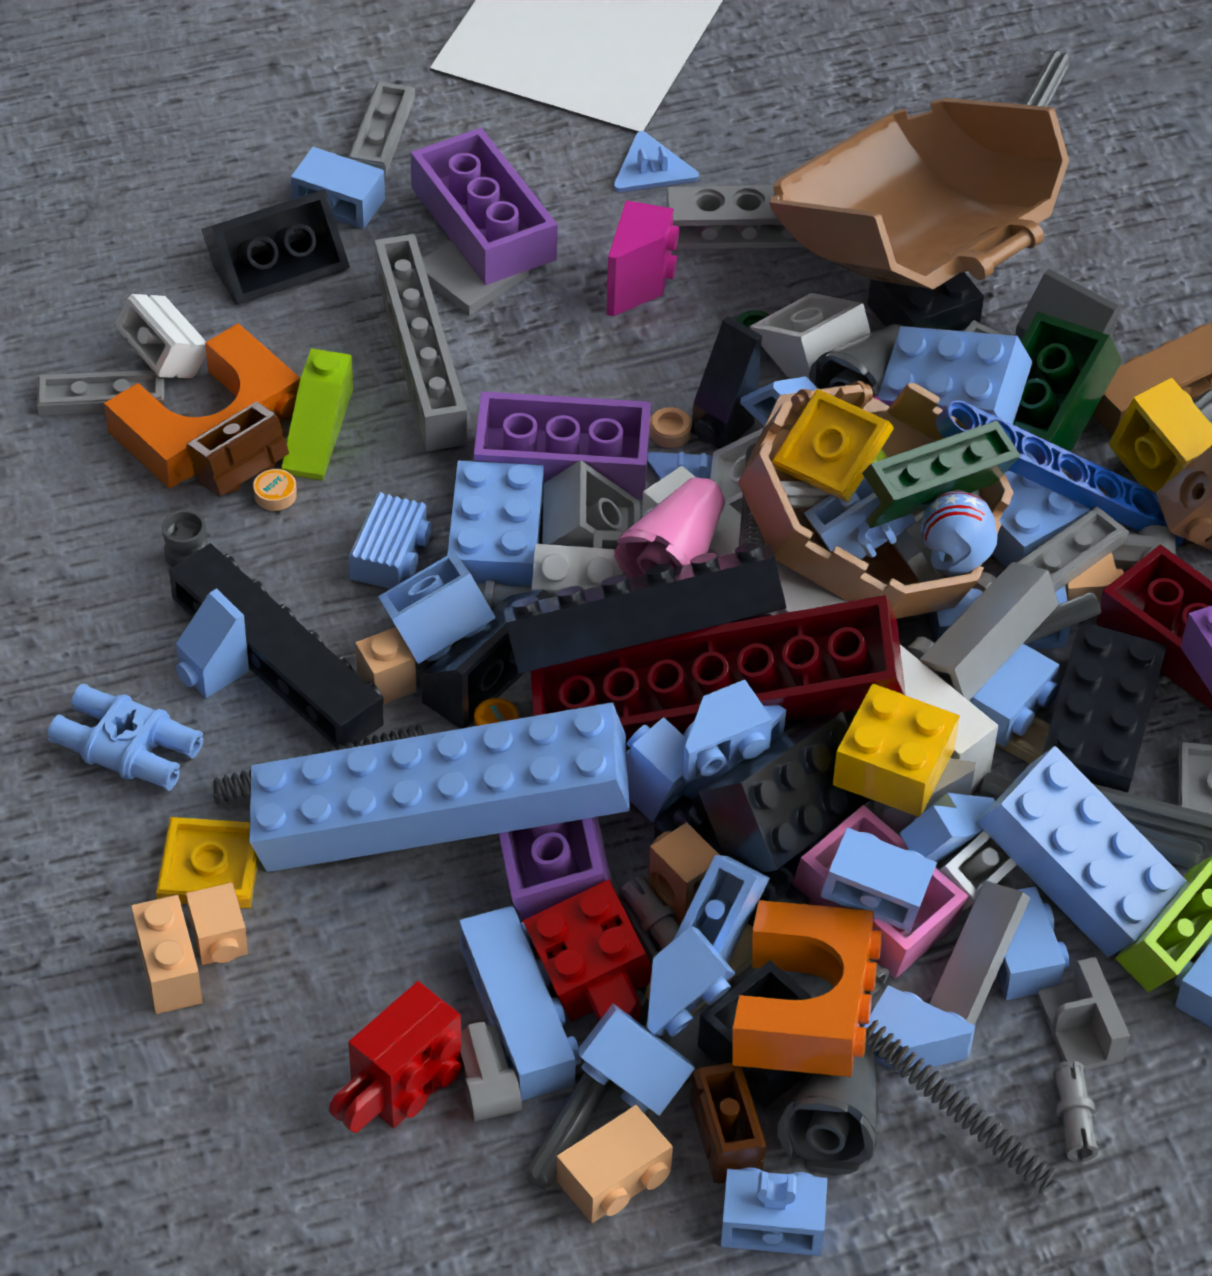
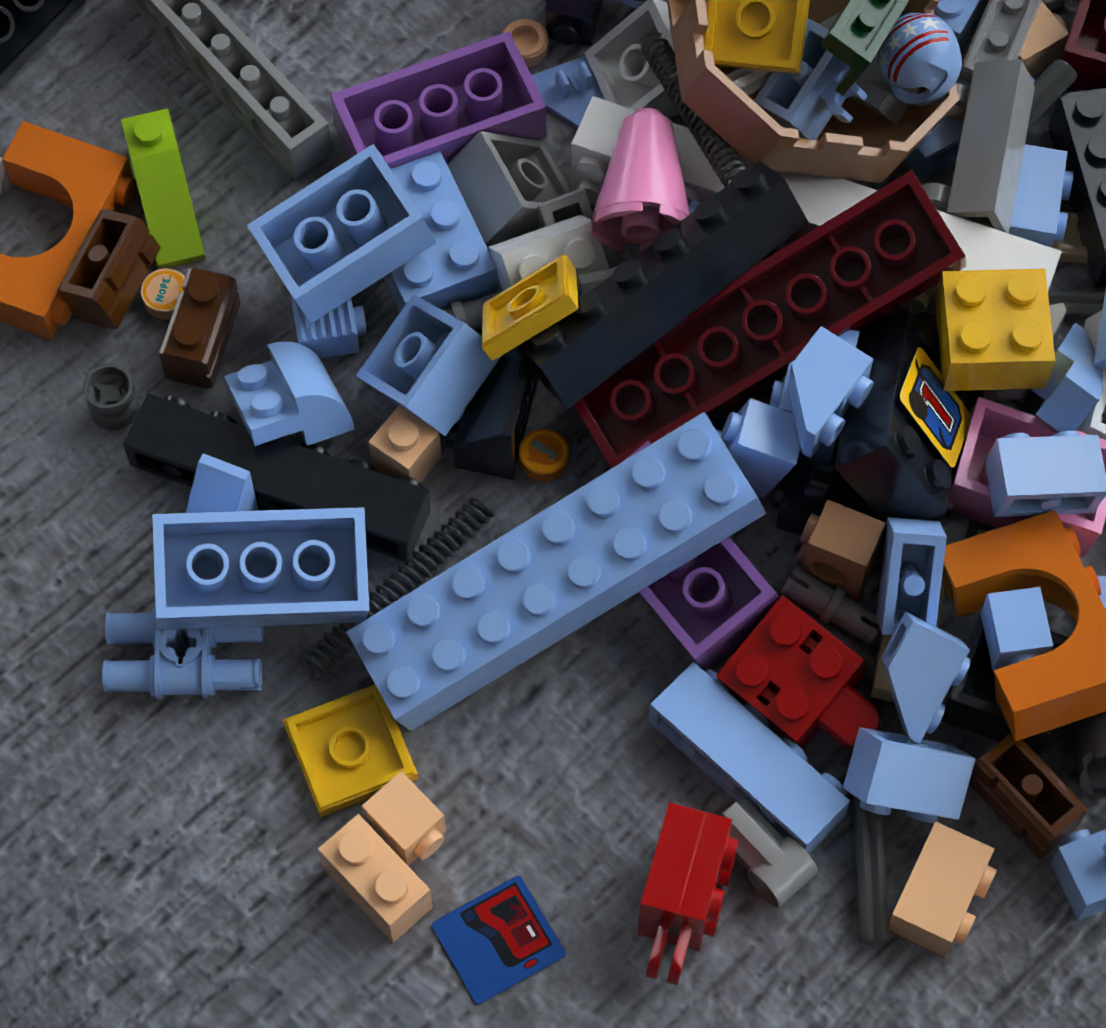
camera: 25 degrees left, 15 degrees up
(209, 688) = (260, 568): none -> light blue brick
(239, 1048) = (498, 939): none -> sticker
(282, 519) = (200, 328): none -> reddish brown brick
(325, 588) = (288, 397): none -> light blue brick
(420, 482) = (342, 233): none -> light blue brick
(529, 584) = (529, 307): none -> yellow tile
(784, 972) = (1015, 626): none -> light blue brick
(827, 802) = (943, 407): none -> sticker

